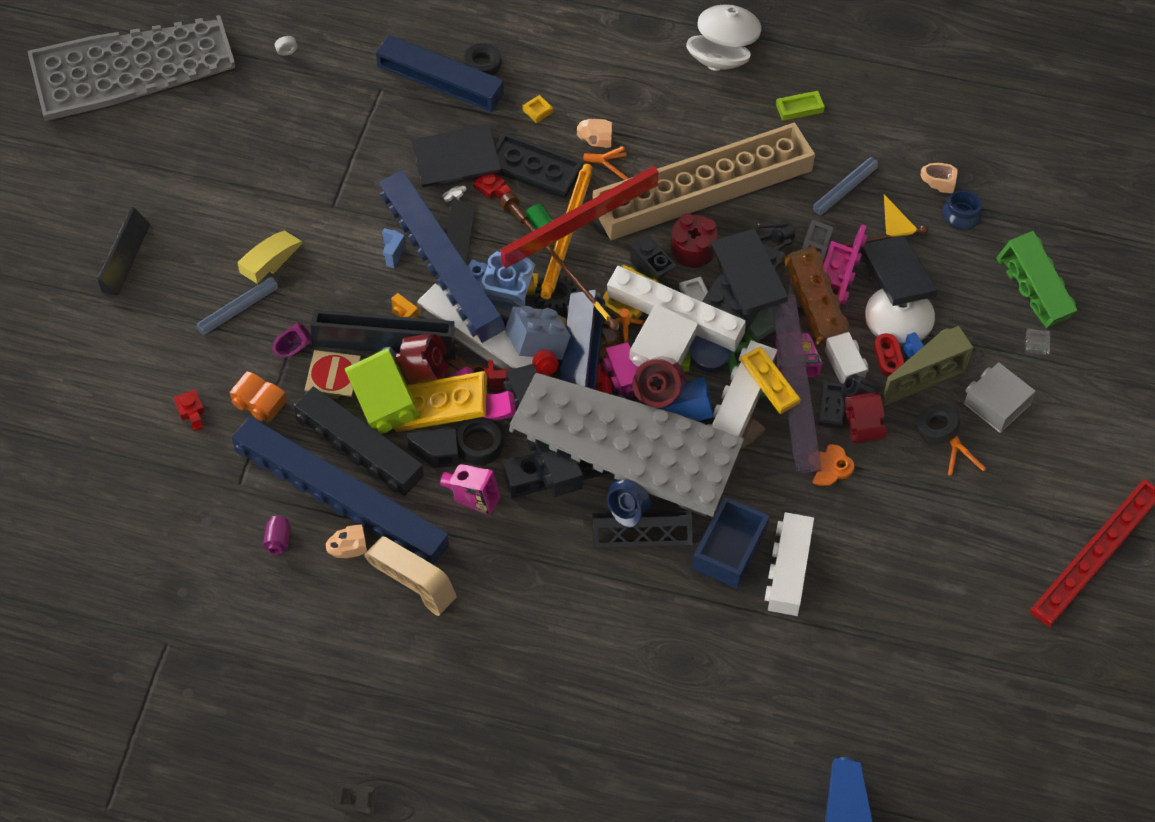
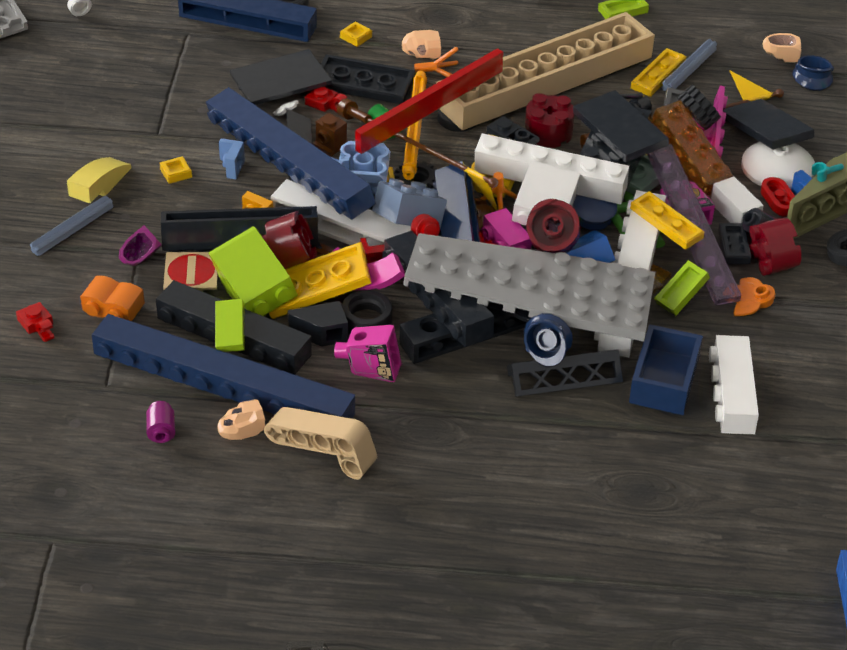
camera: 10 degrees left, 15 degrees down
(341, 252) = (175, 170): none -> yellow tile
(352, 445) = (229, 325): none -> lime tile
(487, 232) = (330, 134): none -> reddish brown brick
(769, 451) = (682, 287): none -> lime tile
(813, 189) = (657, 71): none -> yellow tile
(832, 252) = (699, 107): none -> black tyre
(929, 348) = (822, 170): none -> teal hand

